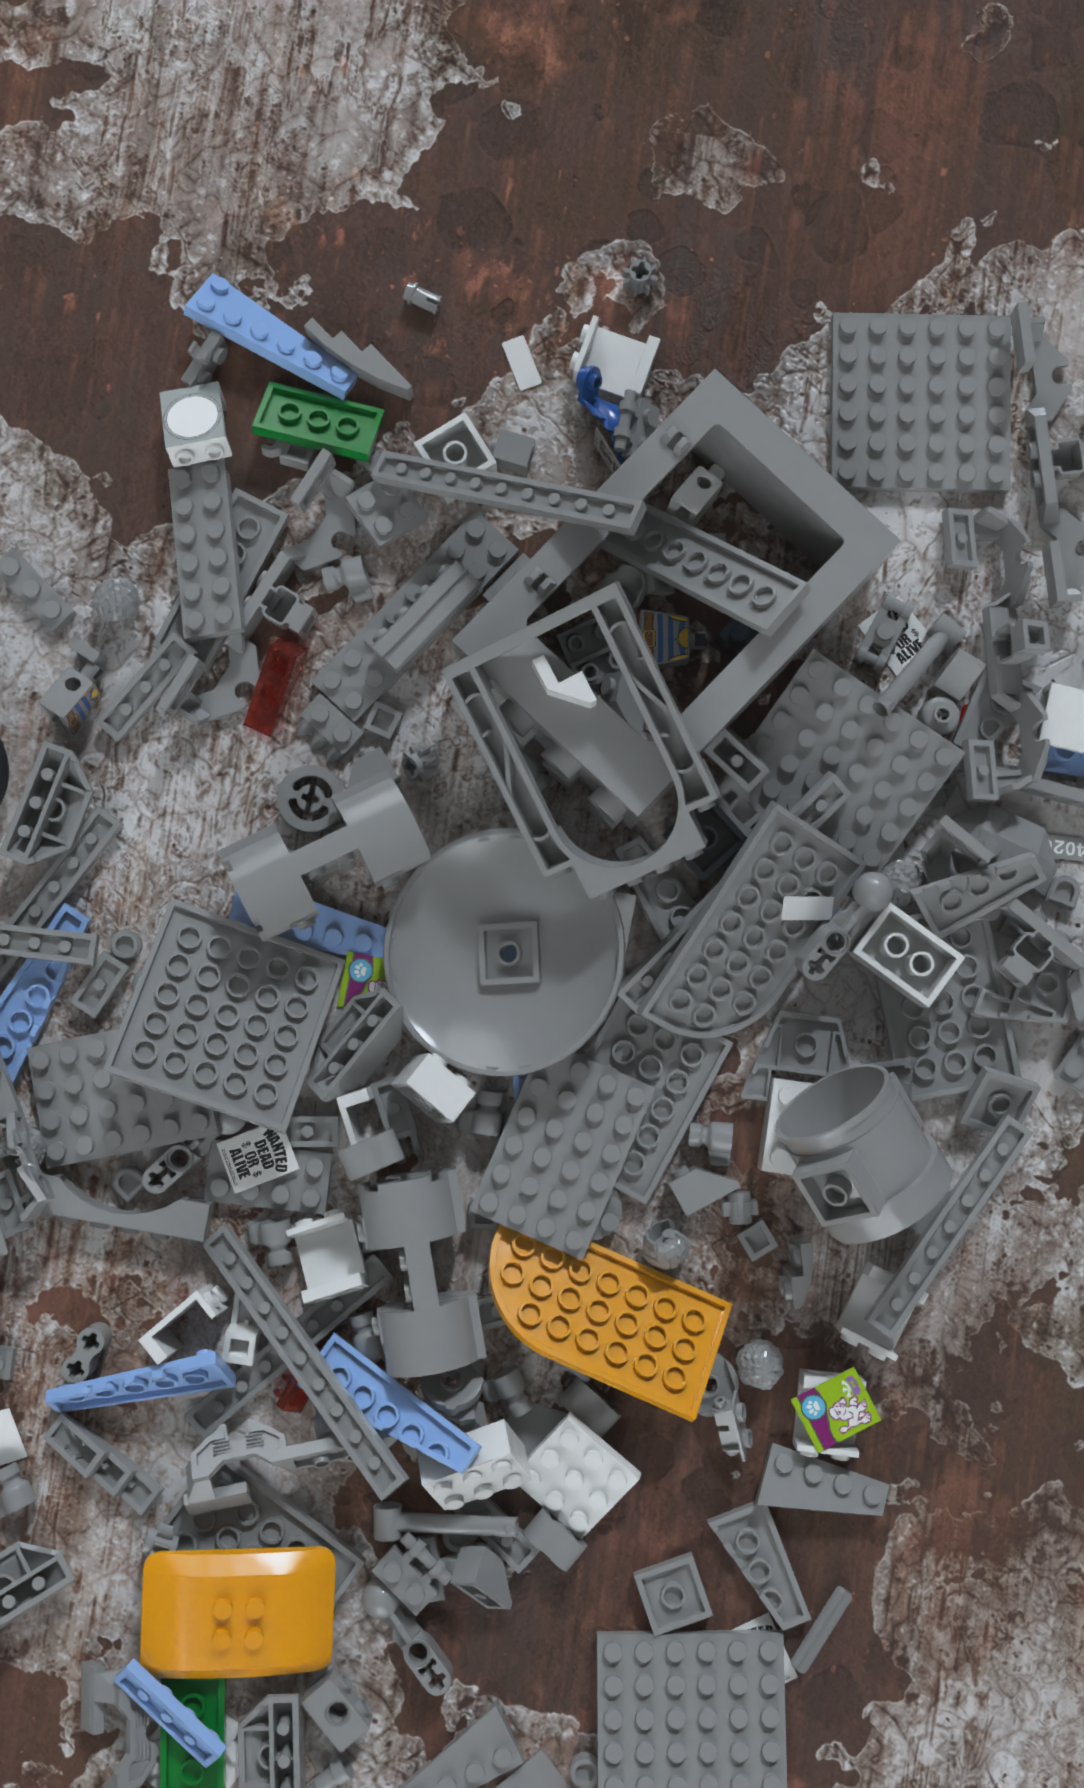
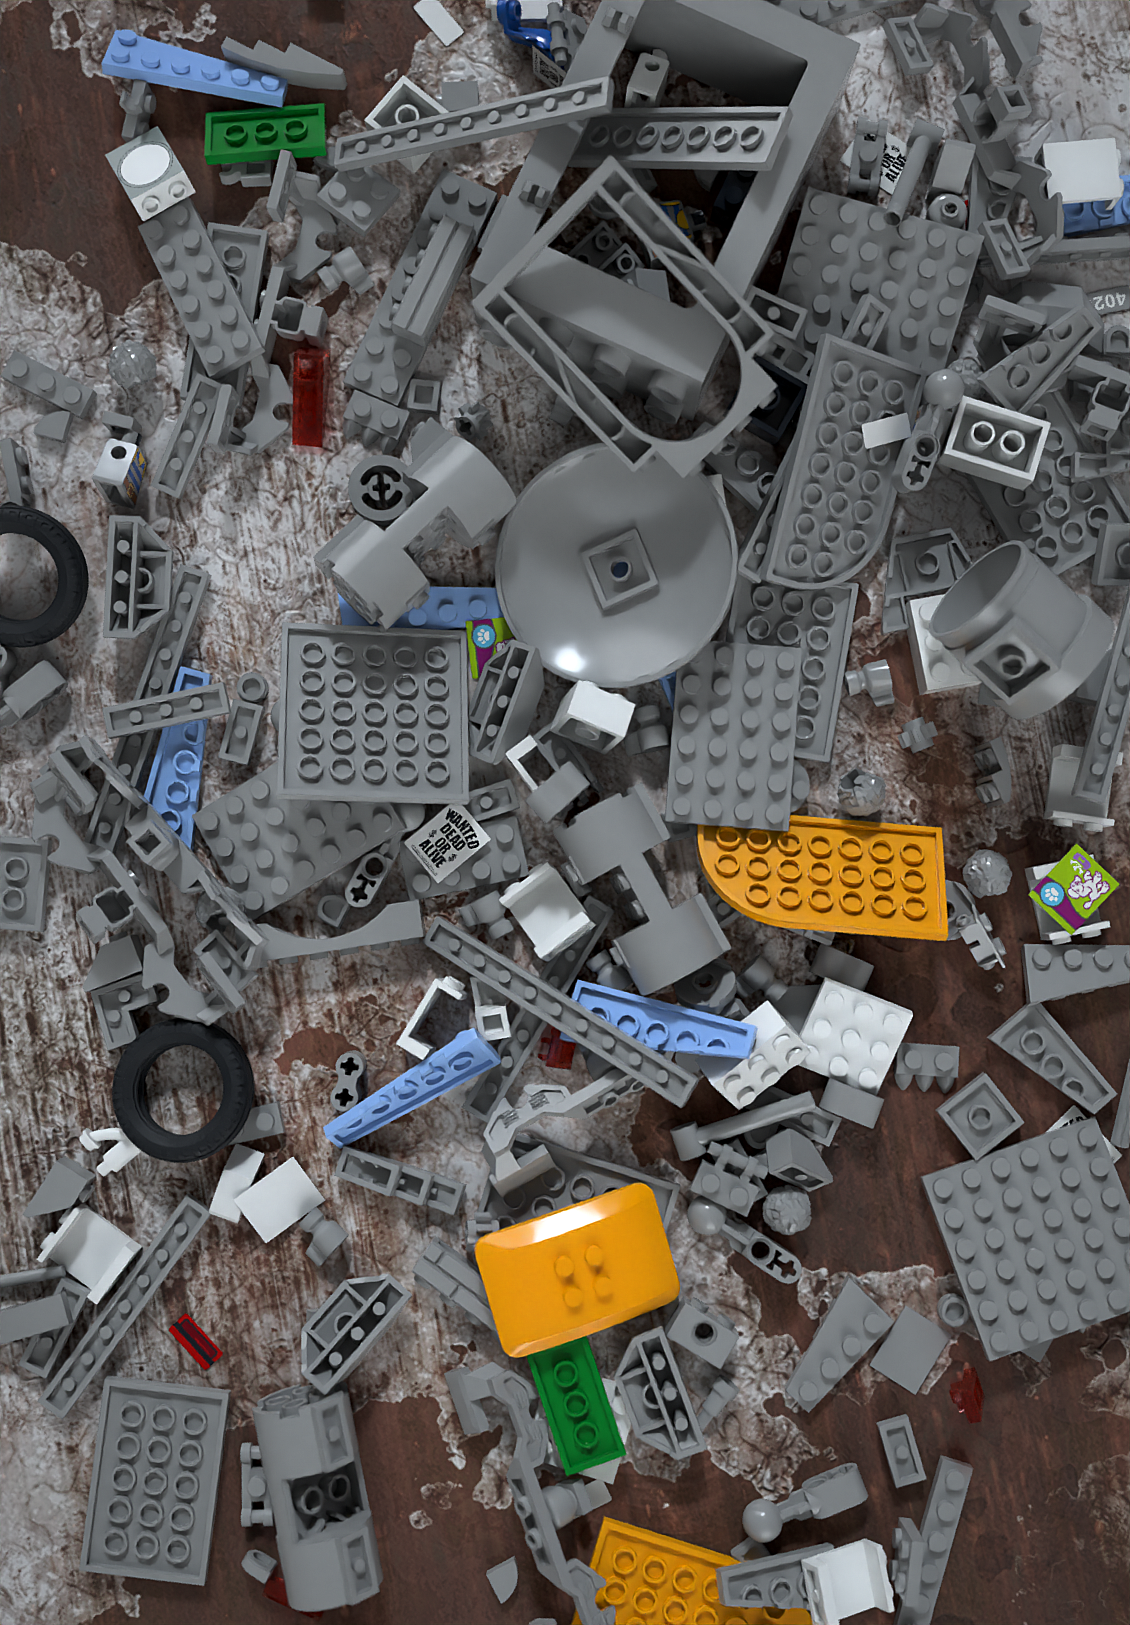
camera: 20 degrees left, 0 degrees up
(26, 632) = (55, 426): none -> light grey tile
(120, 1575) = (457, 1282): none -> light grey brick
(170, 1713) = (547, 1383): light blue plate -> none
(458, 1620) = (787, 1209): none -> light grey piece
(573, 689) = (602, 282): white slope -> none
(640, 1523) = (925, 1063): none -> light grey plate
(699, 1187) = (872, 729): light grey slope -> none
(756, 1239) = (944, 760): light grey plate -> none

